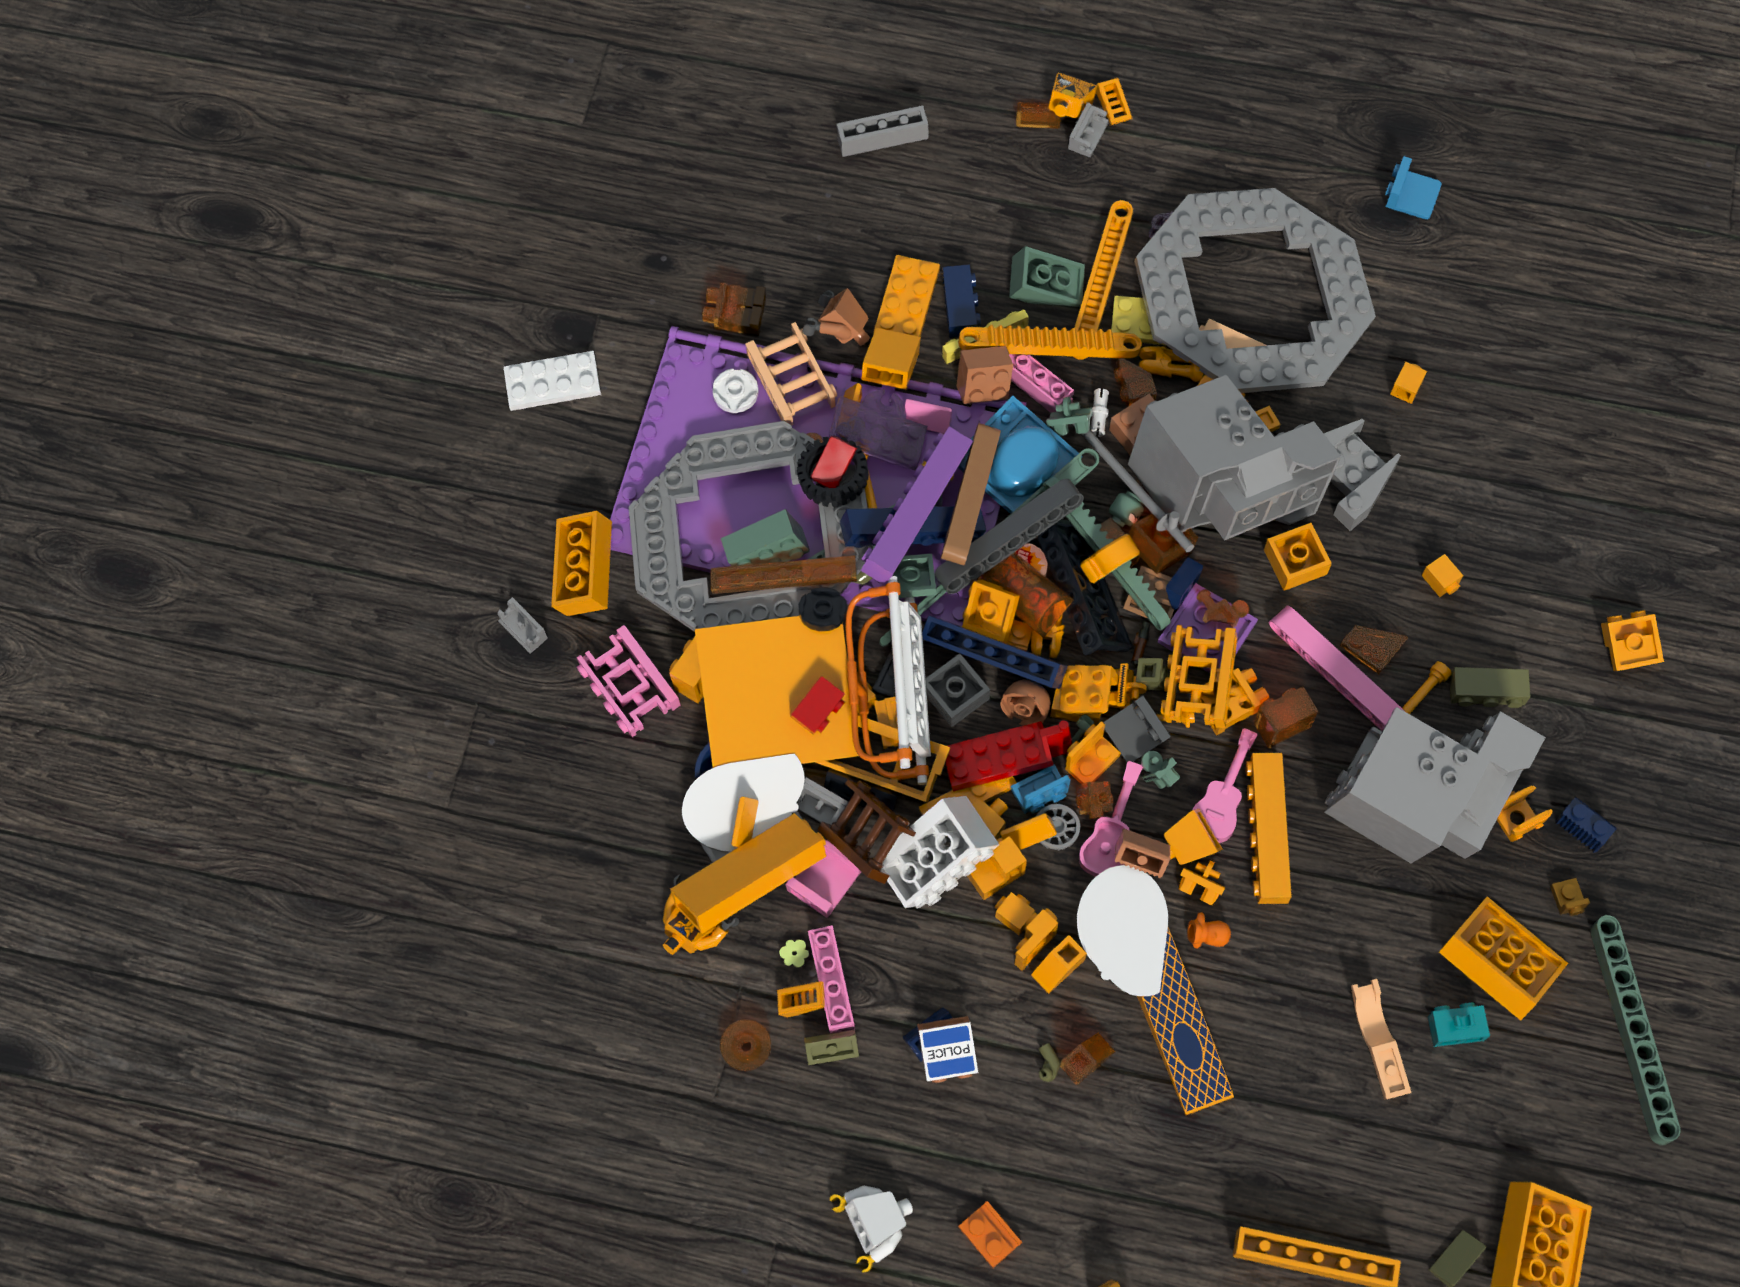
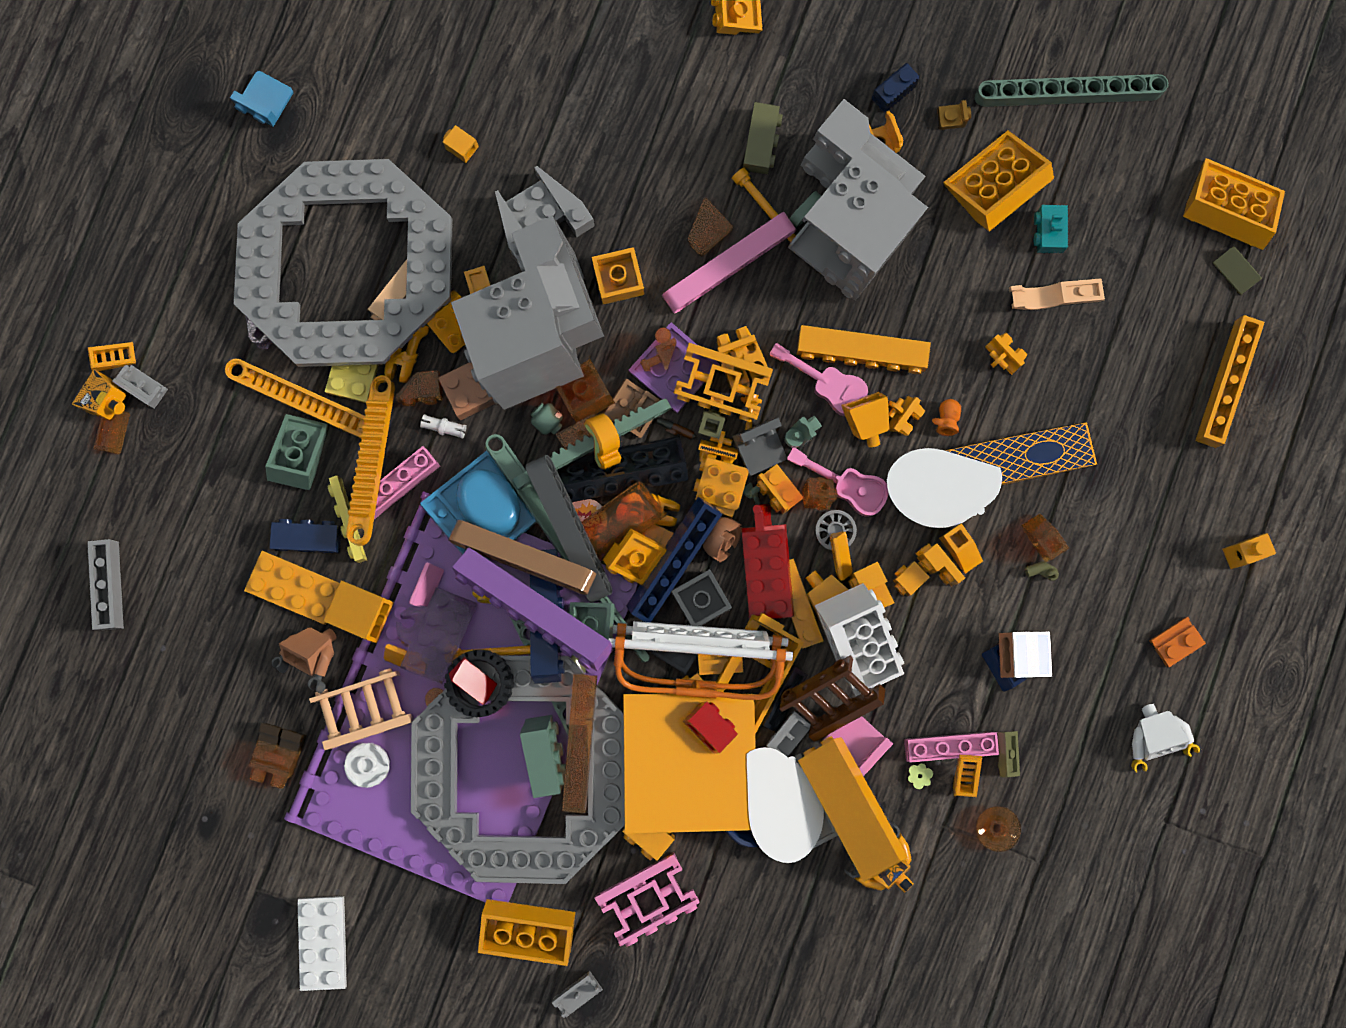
camera: 85 degrees left, 15 degrees up
(744, 821) = (803, 807): light orange slope -> none
(822, 609) = (622, 710): black tile -> none
(984, 374) = (395, 526): nougat brick -> none
(1041, 789) = (804, 538): dark azure bracket -> none
(1070, 414) = (448, 454): sand green hips -> none
(1142, 853) = (878, 460): nougat brick -> none
(1165, 521) = (575, 382): light grey piece -> none
(1183, 581) = (629, 380): dark blue slope -> none
(1285, 716) = (768, 315): clear orange brick -> none
(1292, 987) = (1004, 354): none -> light orange hips
(1442, 576) = (653, 155): light orange brick -> none

